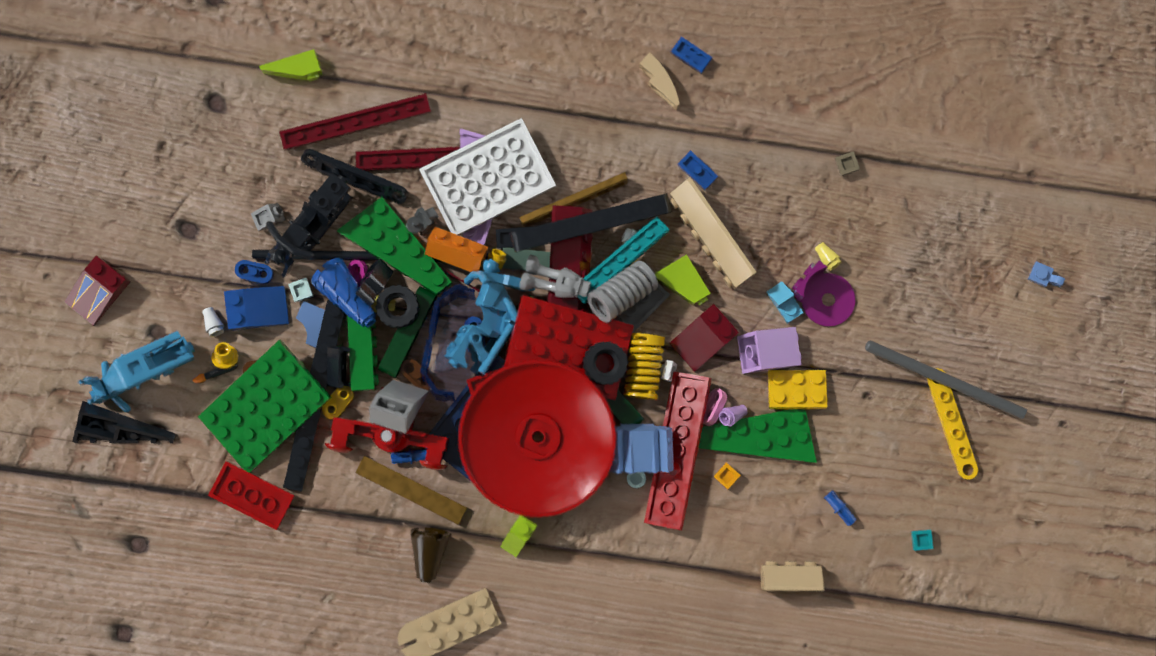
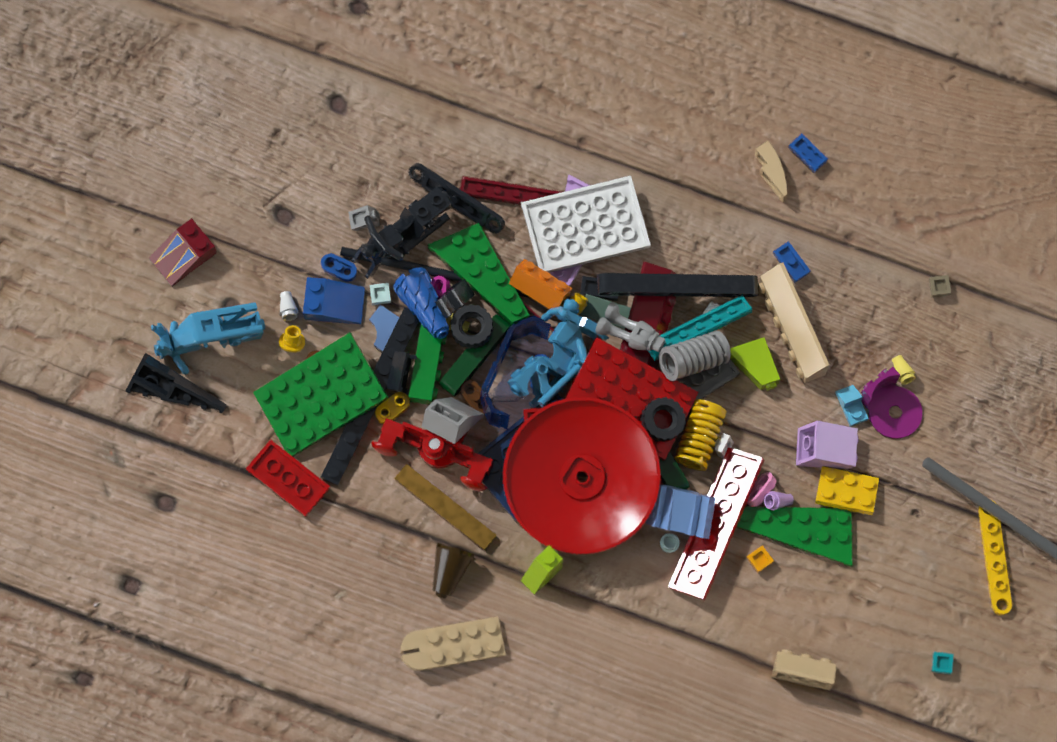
camera: 10 degrees right, 10 degrees down
(212, 374) = (277, 355): black piece -> none
(299, 66) = (423, 85): lime slope -> none
(355, 122) = (468, 148): dark red plate -> none
(408, 456) = (449, 473): blue axle -> none
(421, 221) = (513, 252): dark grey hips -> none
(576, 199) = (675, 262): pearl gold tile -> none
(704, 337) = (765, 421): dark red slope -> none
(840, 508) = (866, 614): blue axle -> none

